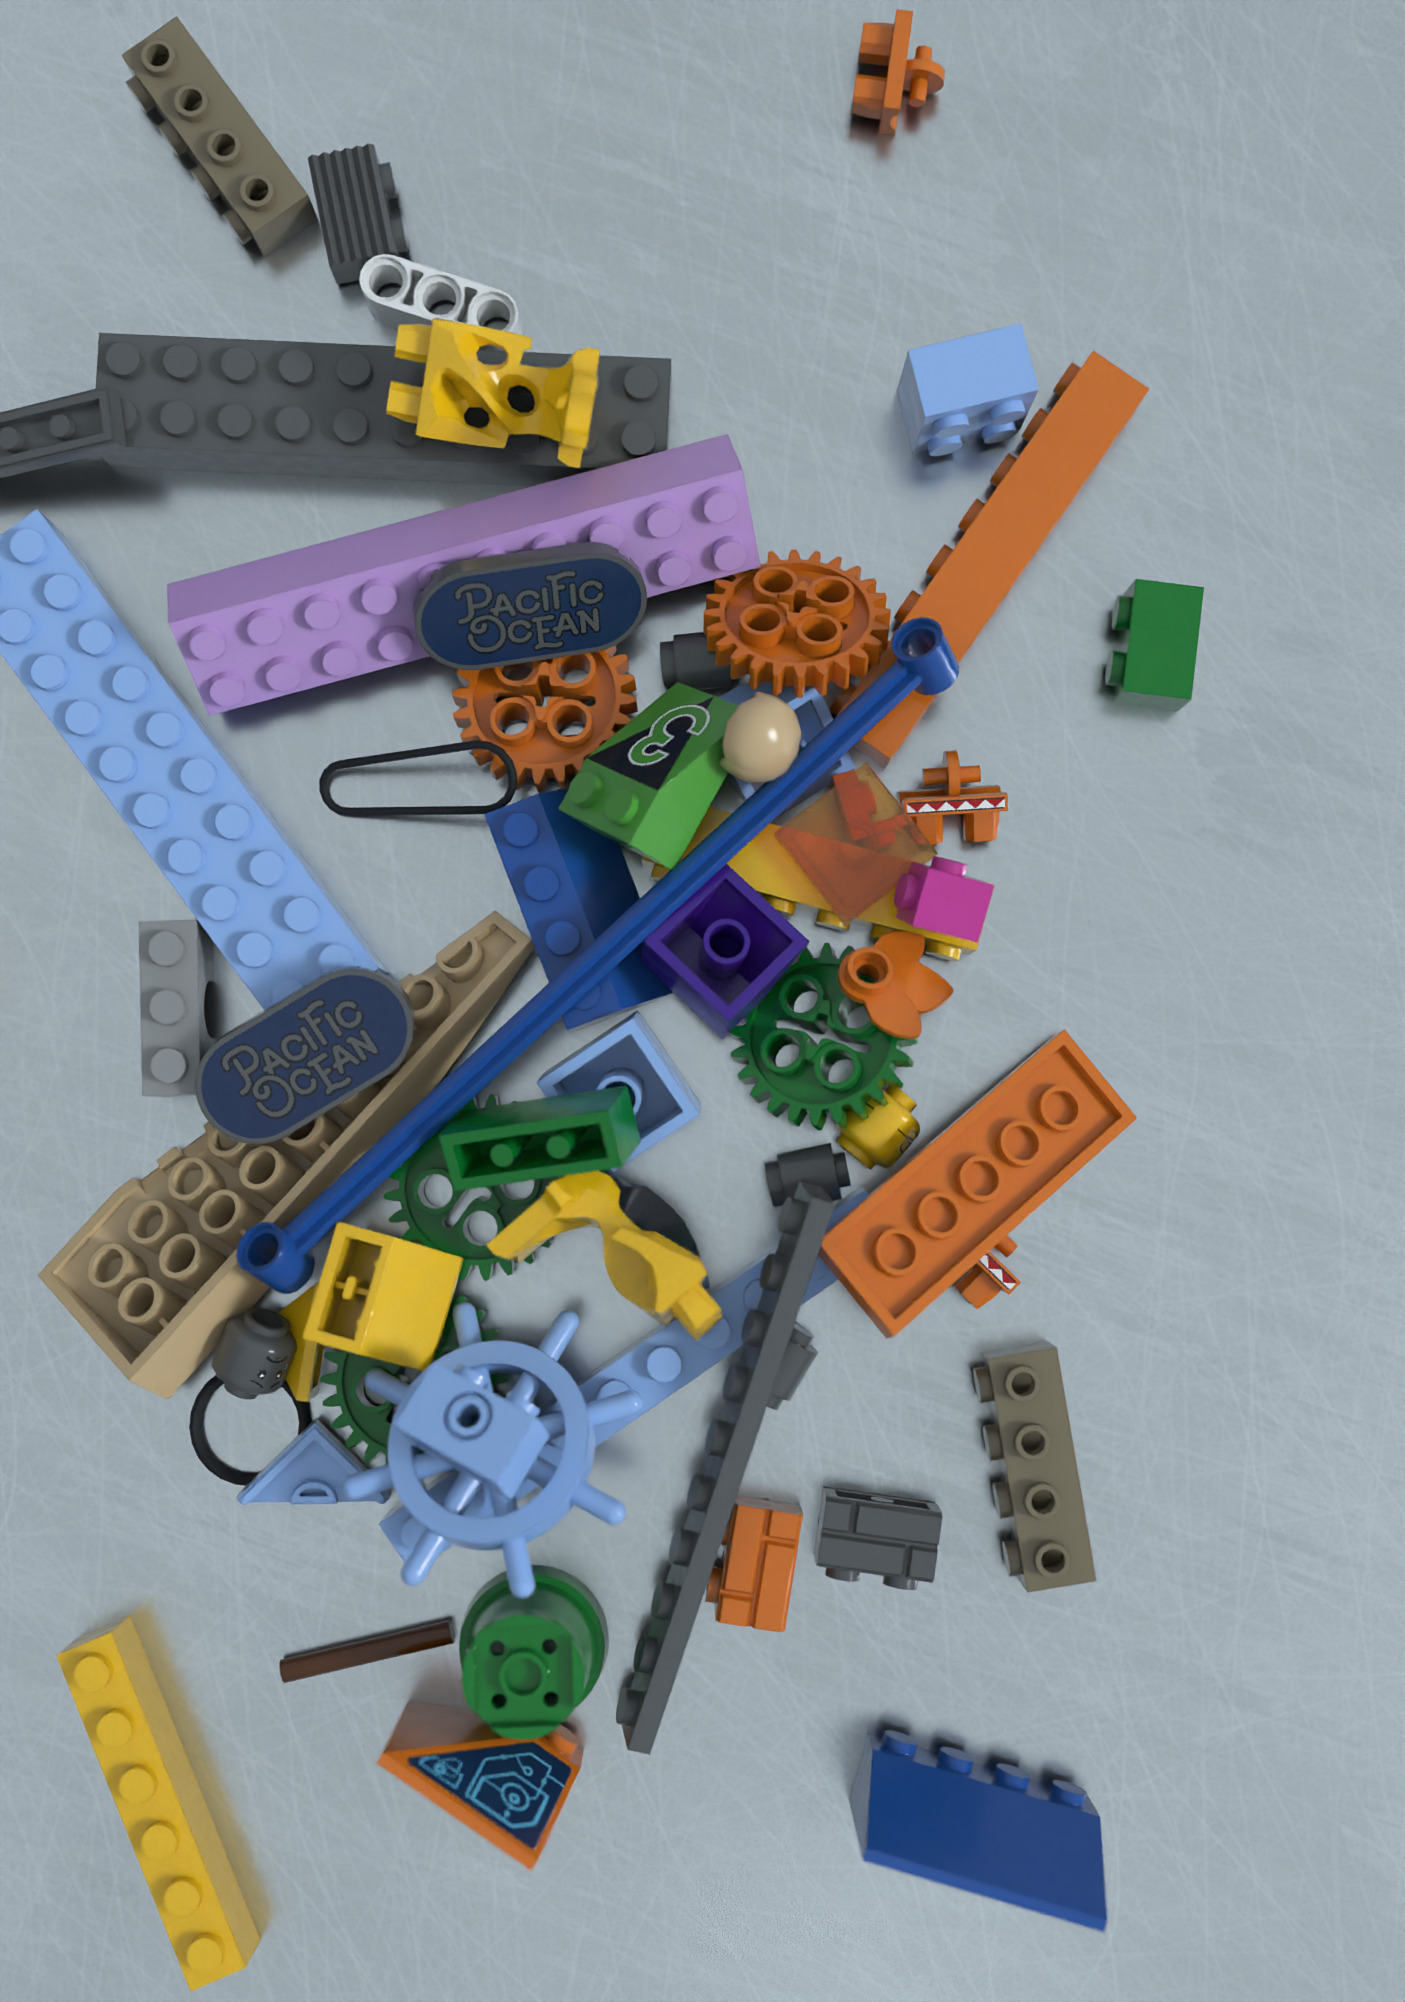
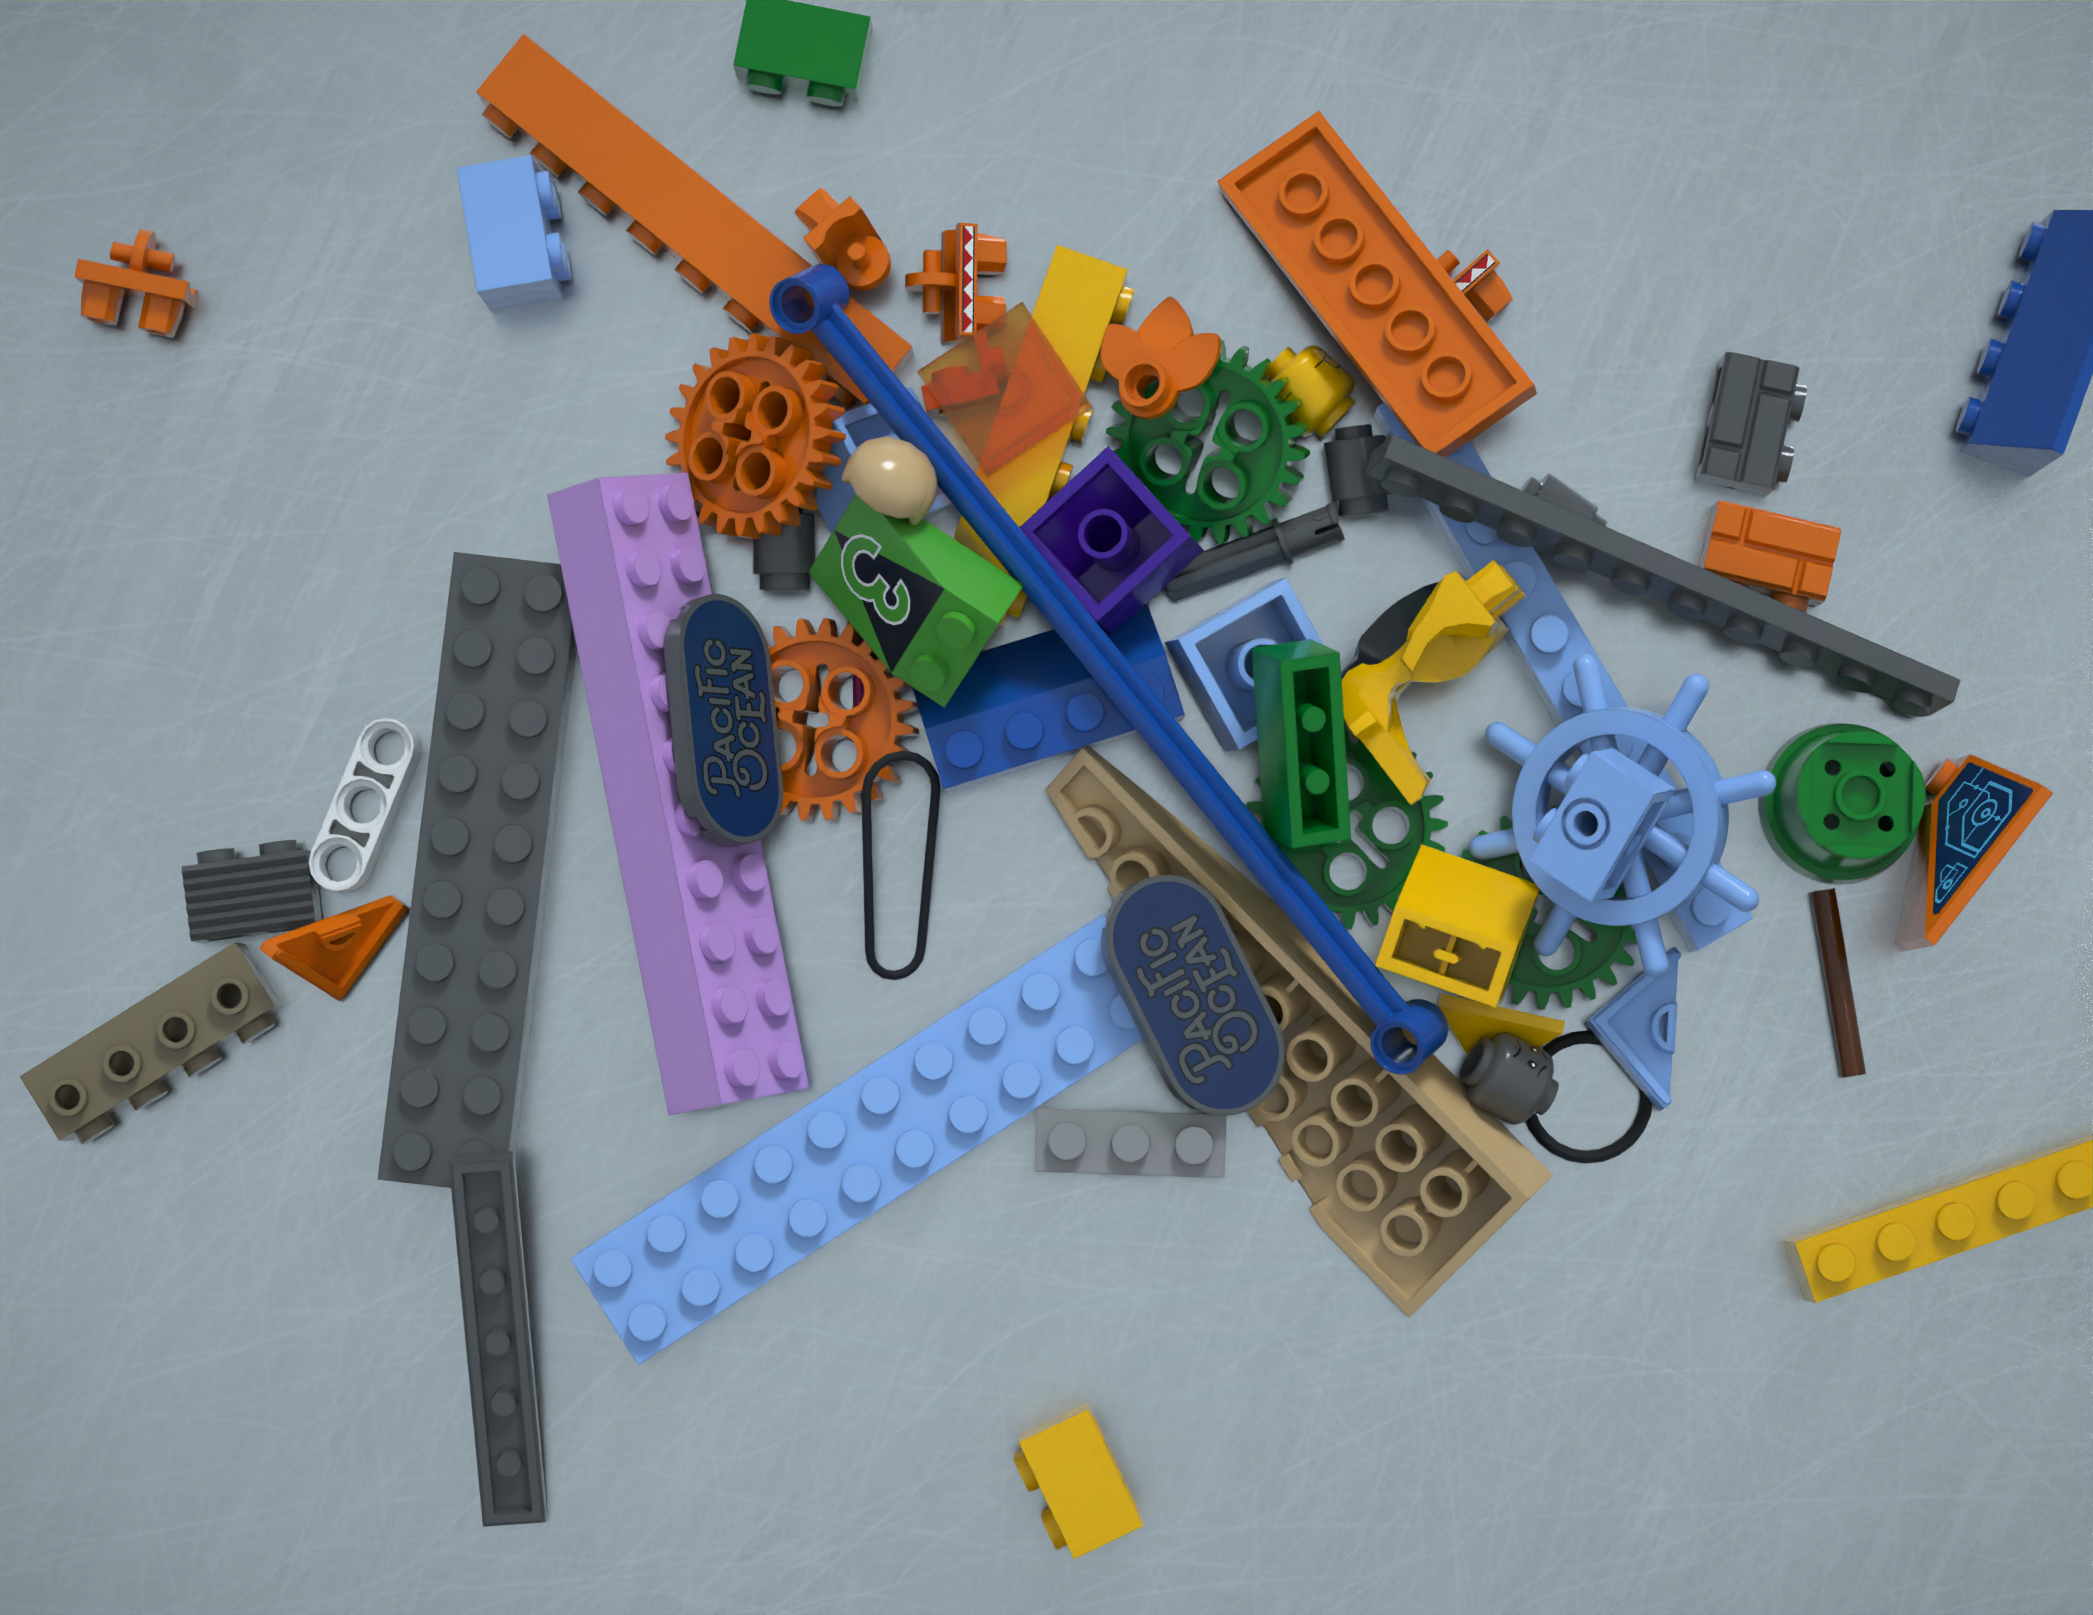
camera: 80 degrees left, 0 degrees up
(309, 287) = (338, 947): none -> orange tile
(459, 381) = (503, 661): yellow hips -> none
(727, 1090) = (1257, 551): none -> dark grey axle
(943, 898) = (1074, 299): dark pink brick -> none
(982, 689) = (844, 240): none -> orange hips
(1036, 1467) = (1684, 248): dark tan brick -> none

